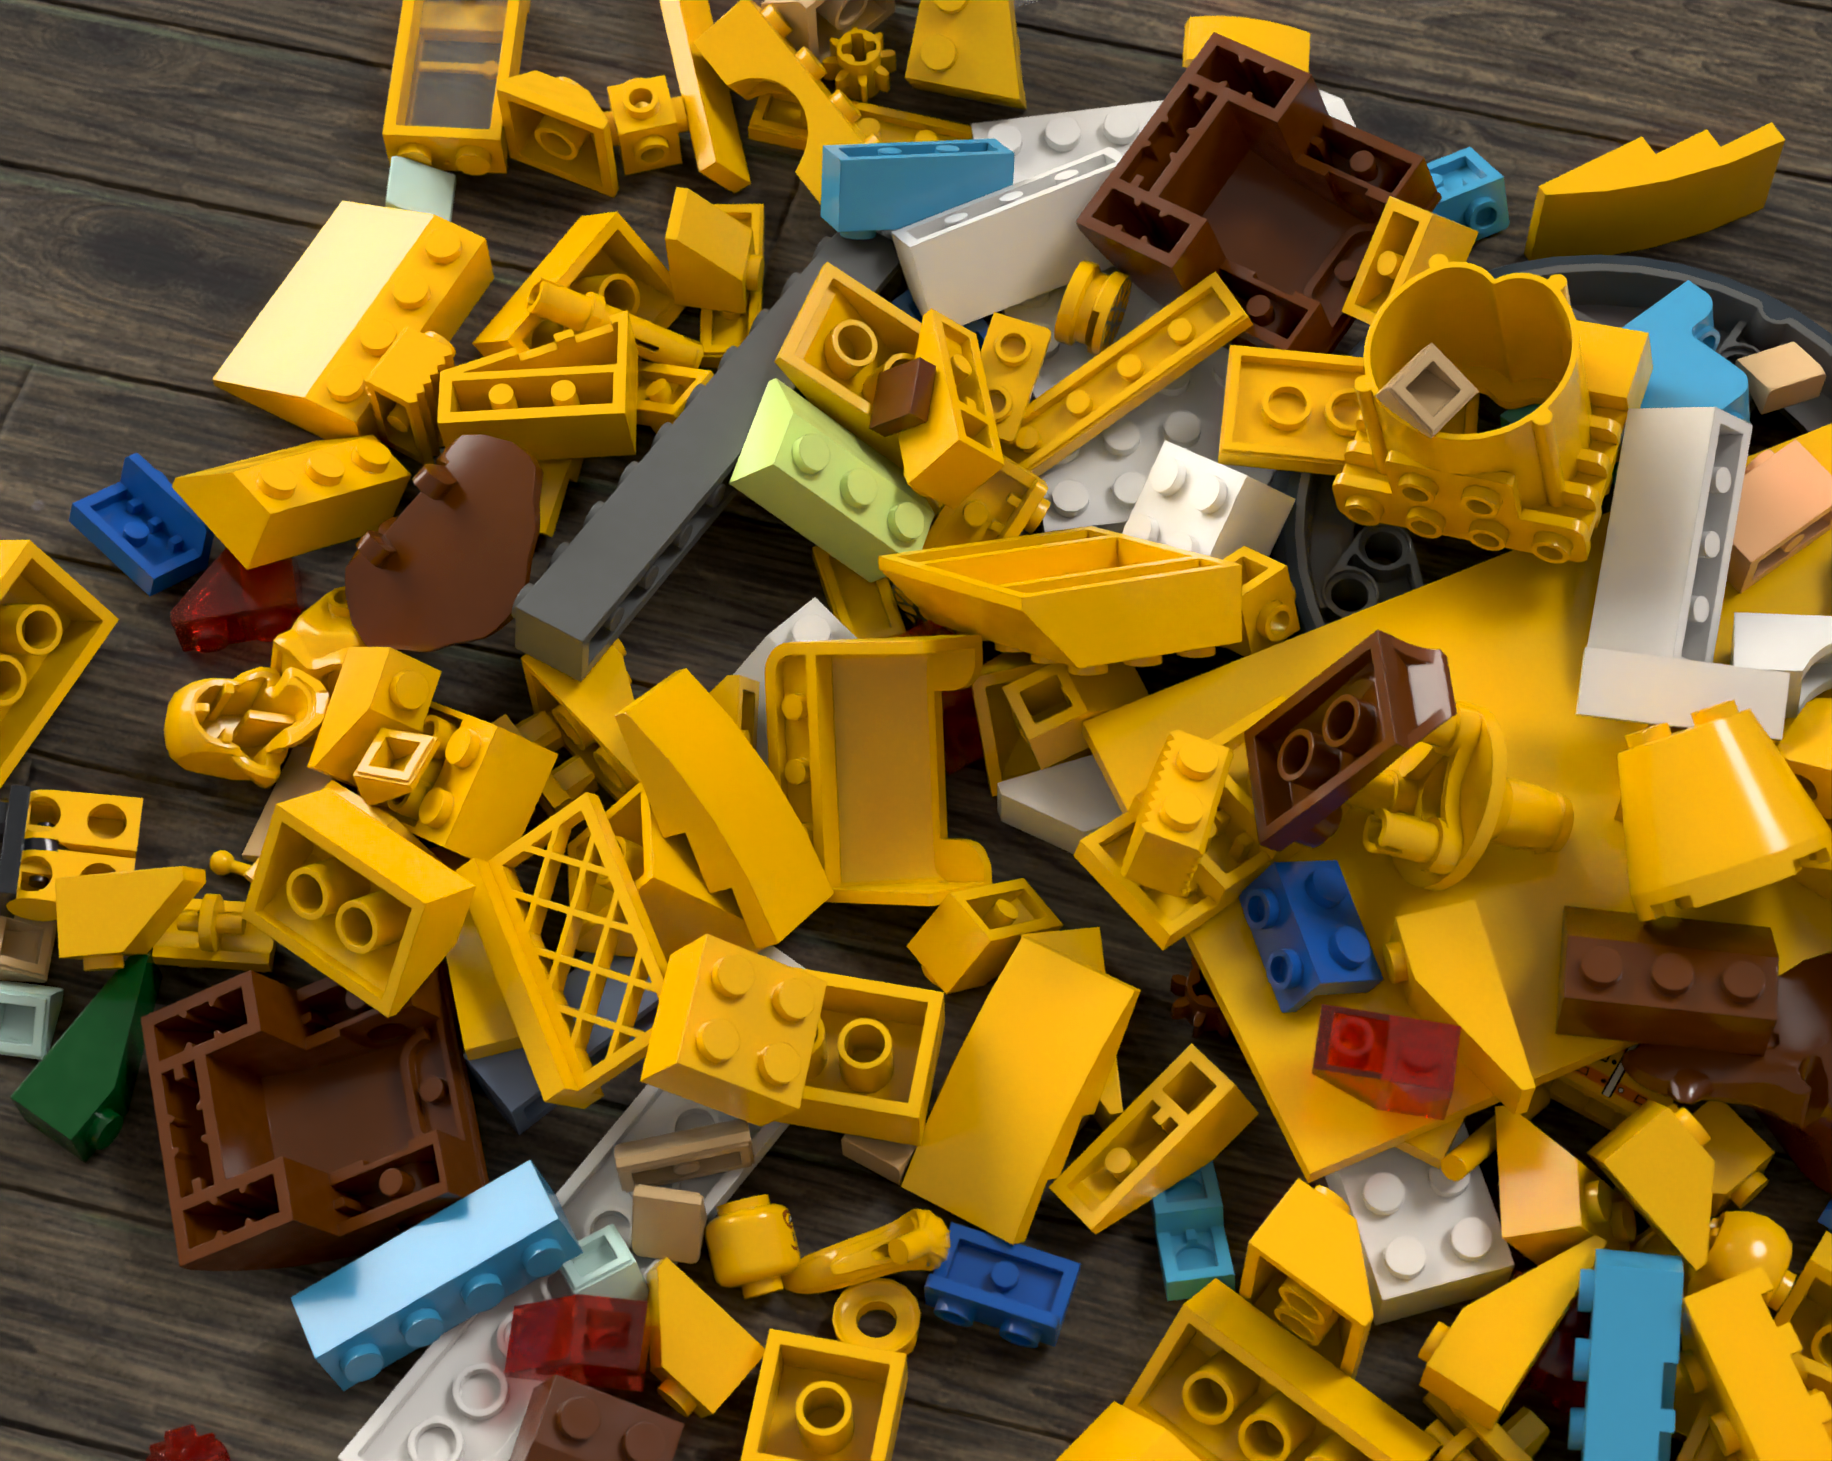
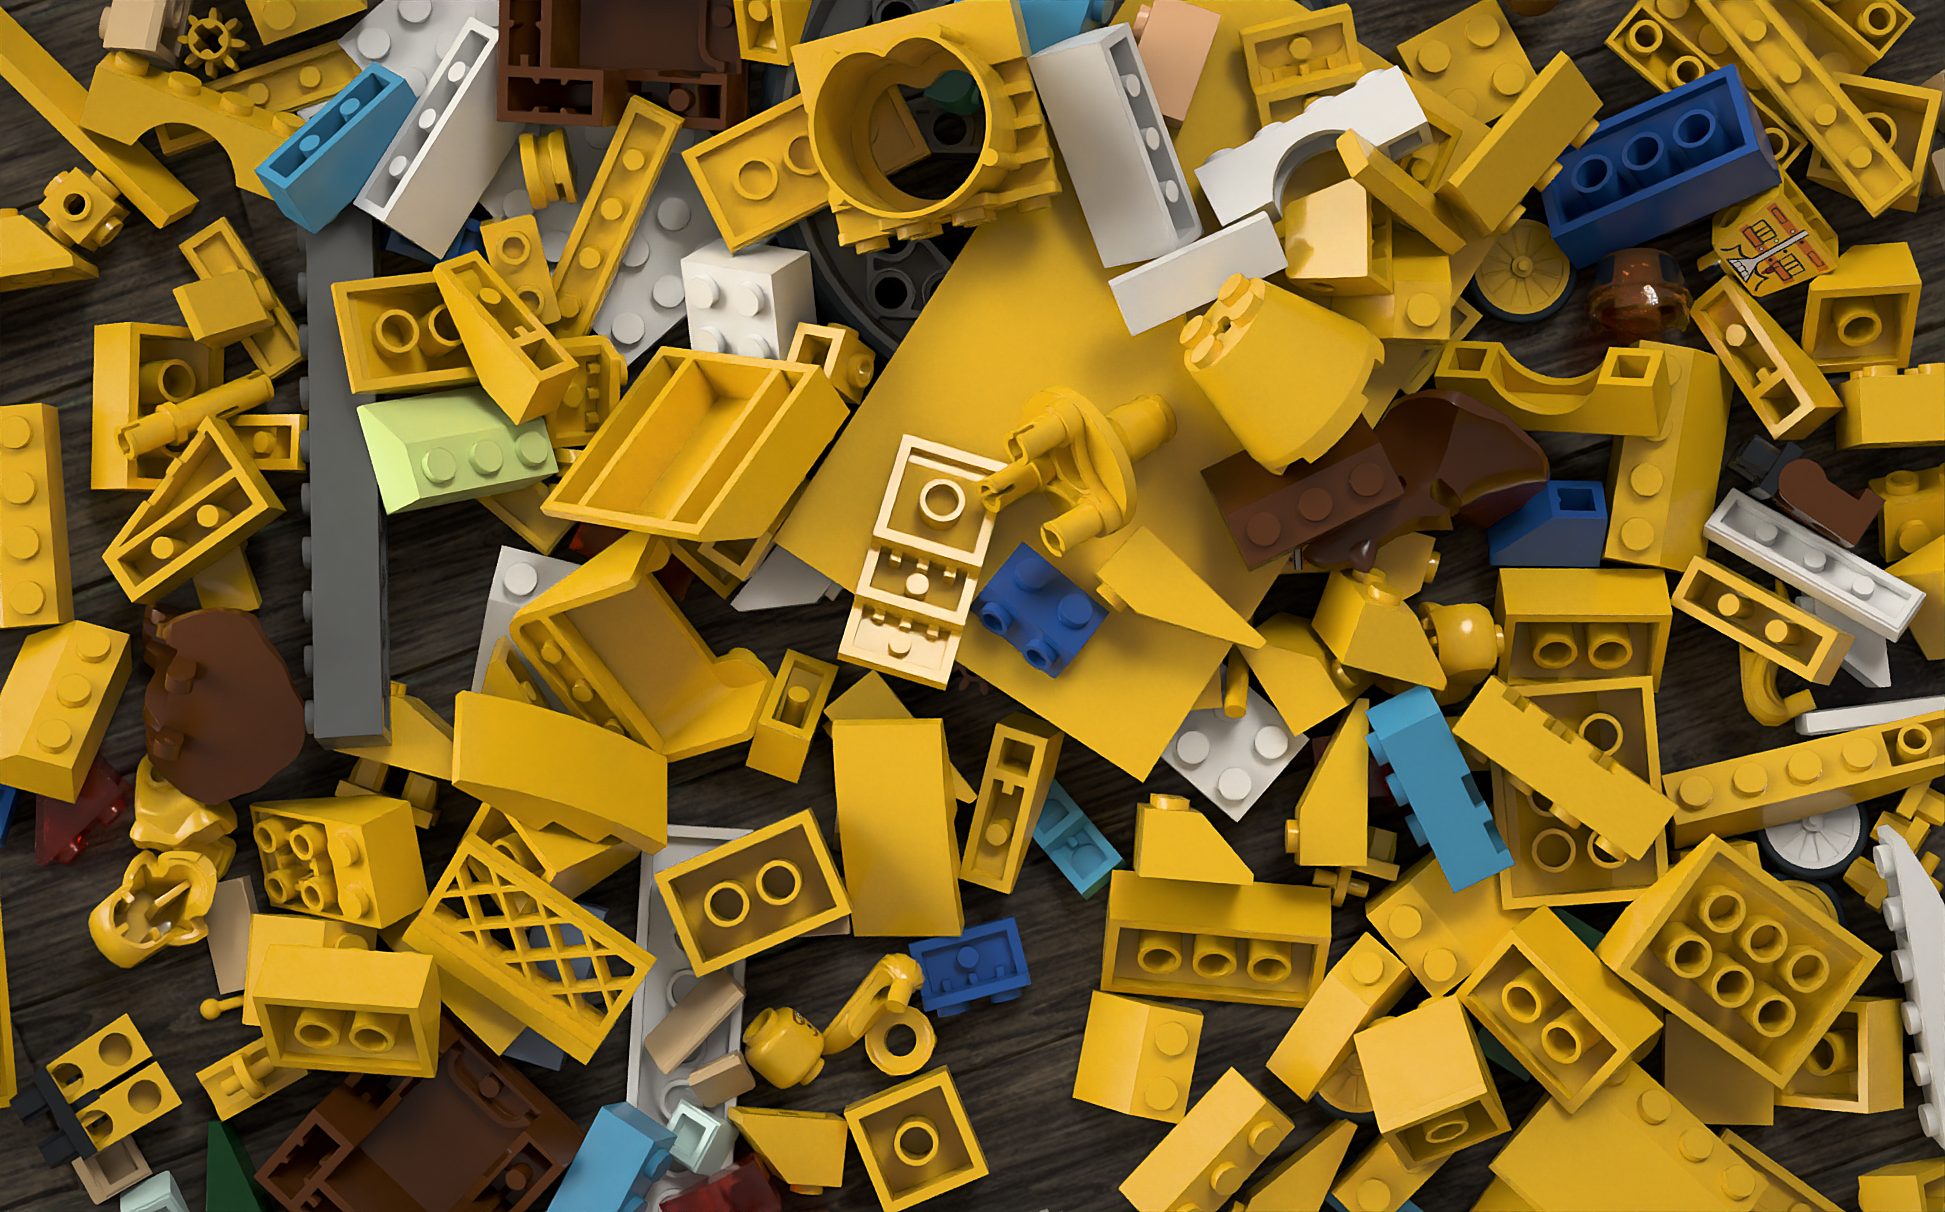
camera: 40 degrees left, 25 degrees up
(120, 912) = (183, 1121): yellow slope -> none
(372, 692) = (248, 849): yellow slope -> none
(394, 764) = (300, 888): yellow slope -> none
(406, 393) = (76, 564): yellow brick -> none
(734, 1031) = (694, 954): yellow brick -> none
(902, 397) = (465, 356): reddish brown tile -> none
(1177, 813) = (900, 601): yellow brick -> none
(1342, 735) = (990, 484): reddish brown slope -> none
(1388, 1060) = (1150, 680): clear red slope -> none
(1427, 391) = (889, 184): tan slope -> none

